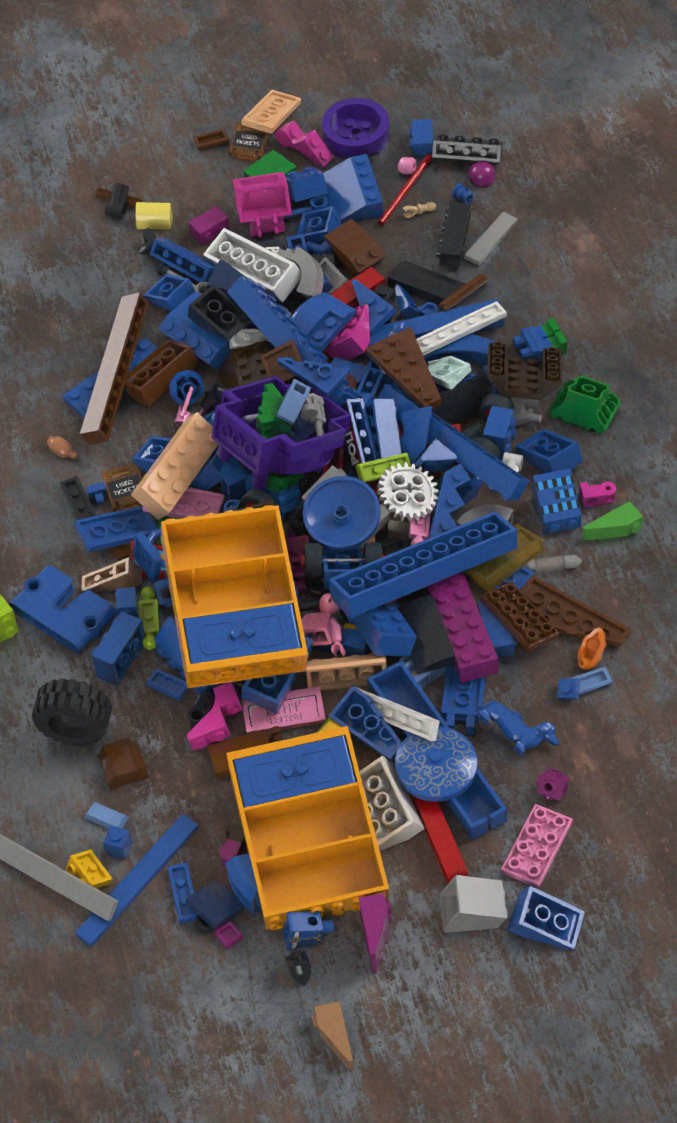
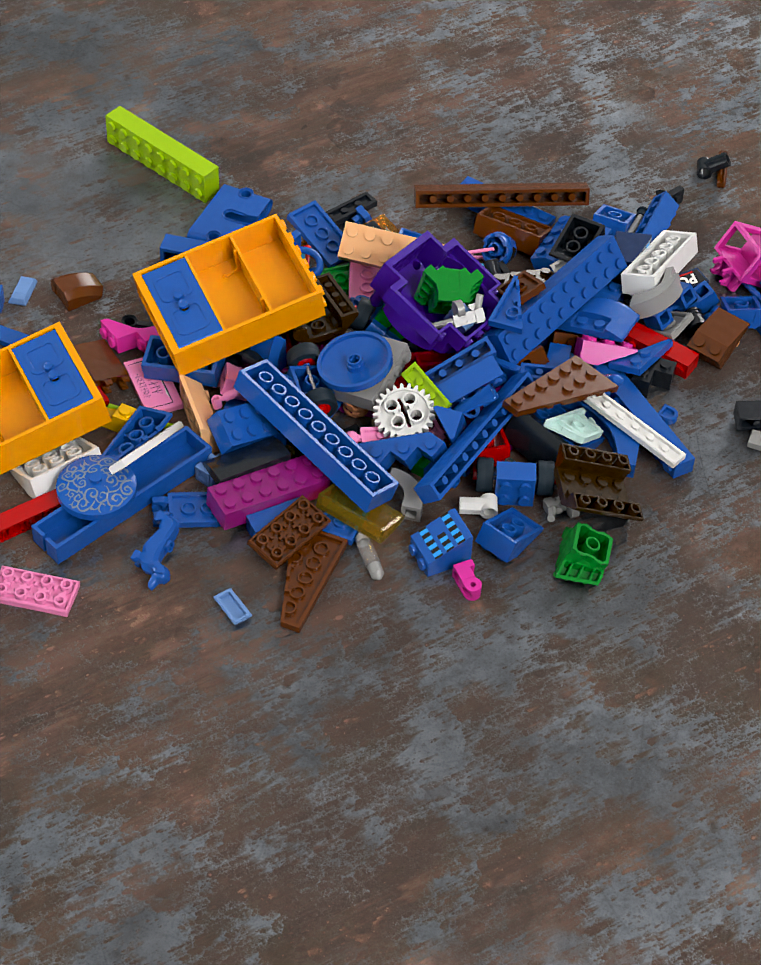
camera: 70 degrees right, 5 degrees down
(61, 447) = (407, 186): nougat plant -> none
(72, 712) = (105, 233): black tyre -> none
(153, 216) = (705, 194): light yellow brick -> none
(208, 225) = (708, 231): magenta brick -> none
(293, 401) = (458, 288): medium blue slope -> none
(406, 303) = (655, 391): blue slope -> none
(423, 282) = (703, 406): black slope -> none
(463, 292) = (697, 433): reddish brown axle -> none
(540, 337) = (657, 506): blue hips -> none
(552, 784) = (98, 588): magenta brick -> none
(568, 689) = (216, 587): blue plate -> none
(591, 649) = (266, 599): orange arm -> none
(614, 524) = (435, 602): bright green slope -> none

